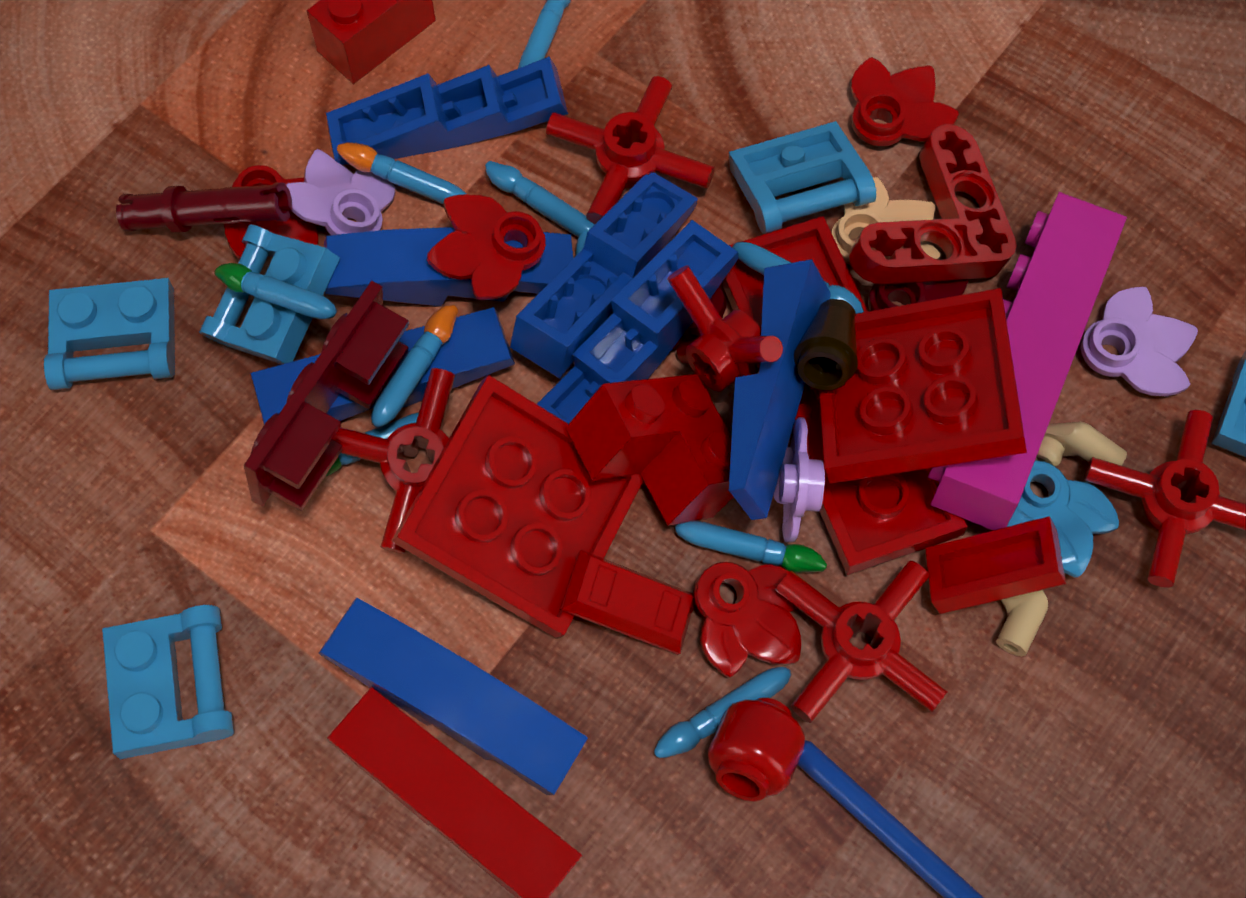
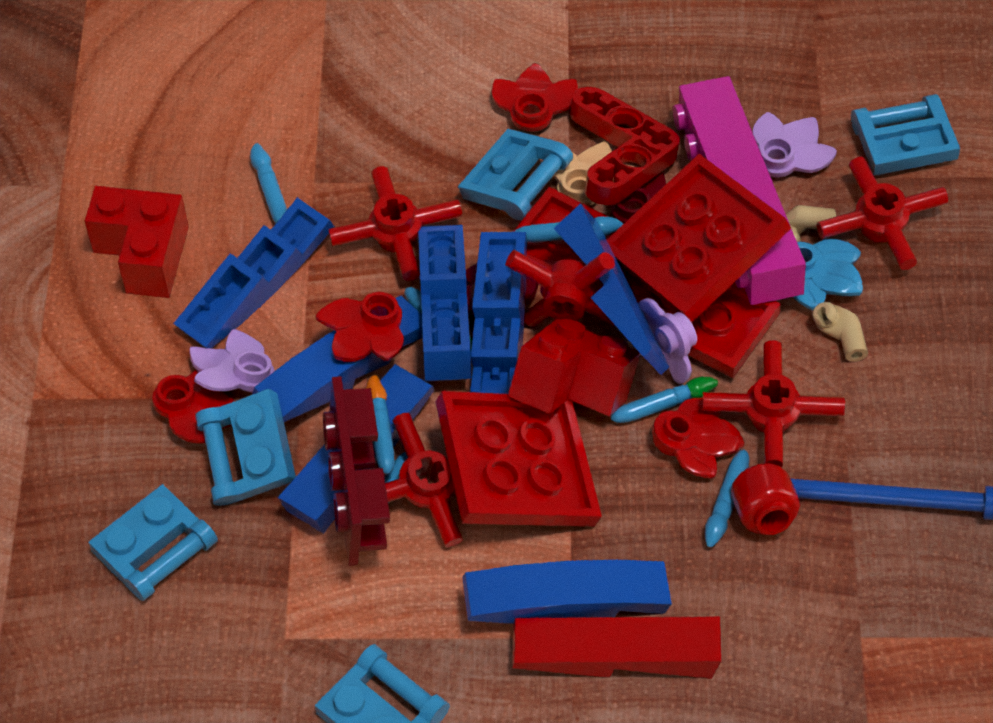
camera: 35 degrees left, 10 degrees down
(182, 209) = (149, 426): dark red pin -> none
(243, 280) = (226, 443): dark azure piece -> none
(368, 160) = (260, 327): dark azure piece -> none
(512, 181) = (331, 288): dark azure piece -> none
(629, 602) = (623, 473): red tile -> none
(829, 347) = (630, 248): dark brown cone -> none
(995, 565) = (814, 313): red tile -> none

